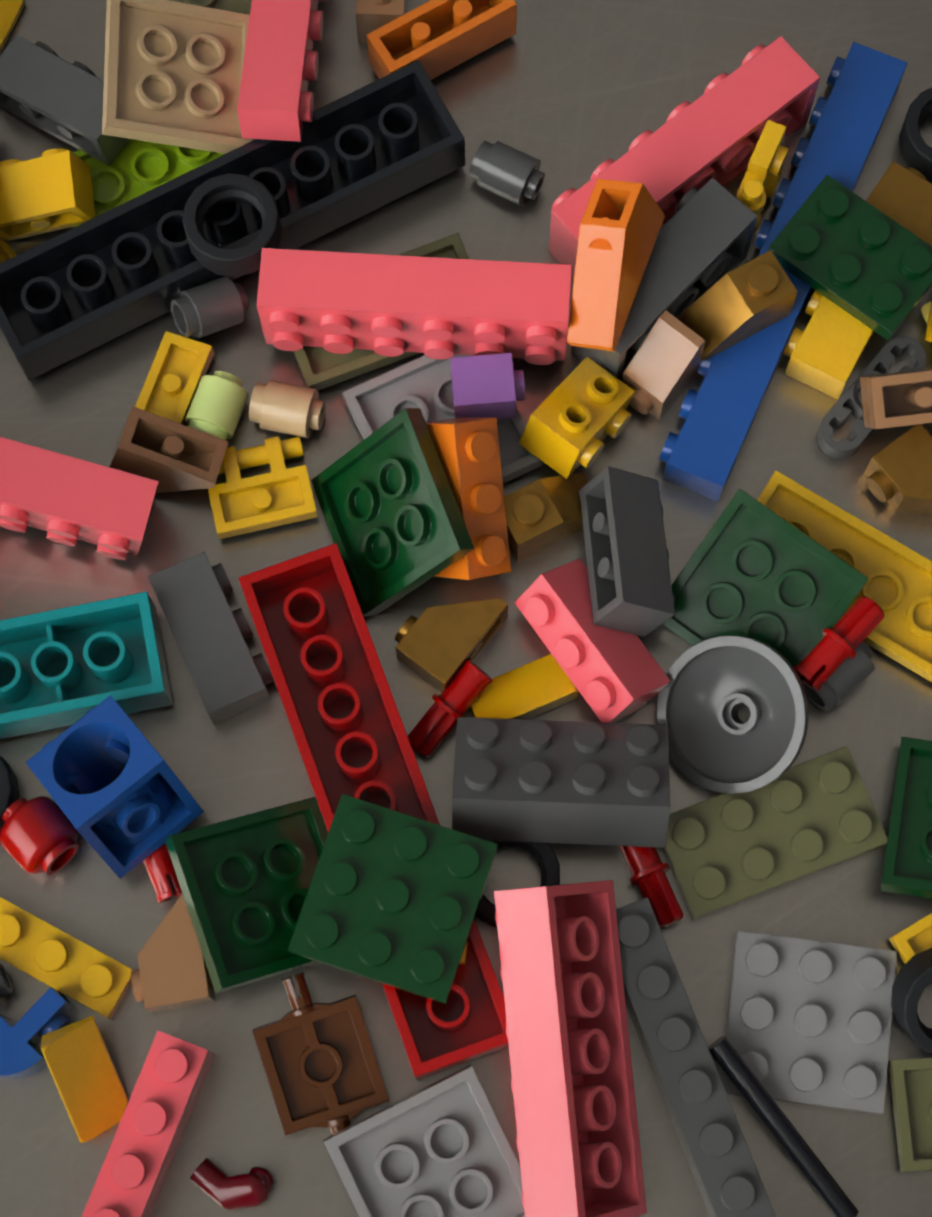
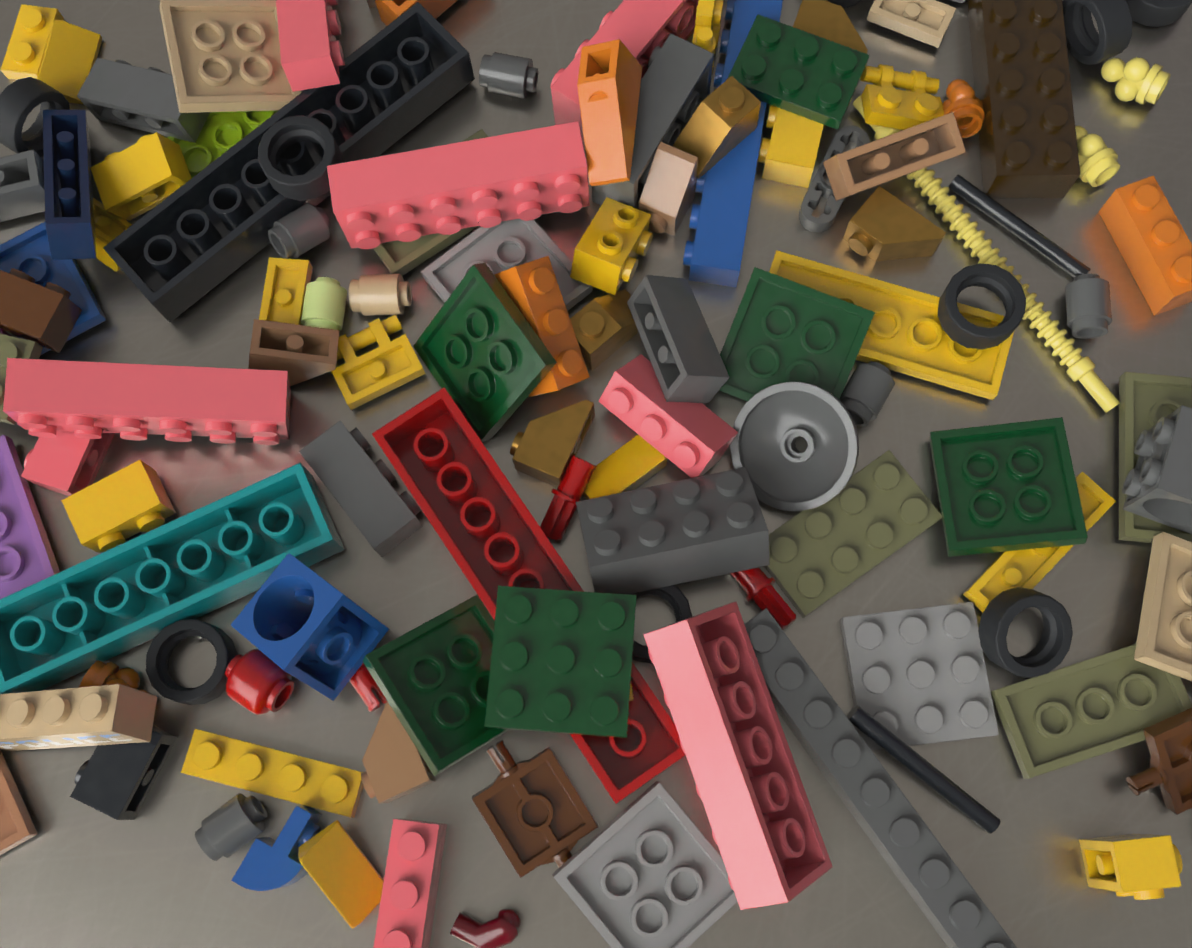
camera: 10 degrees left, 0 degrees up
(486, 386) = (533, 235): medium lavender brick -> none
(839, 642) = (865, 368): red axle -> none

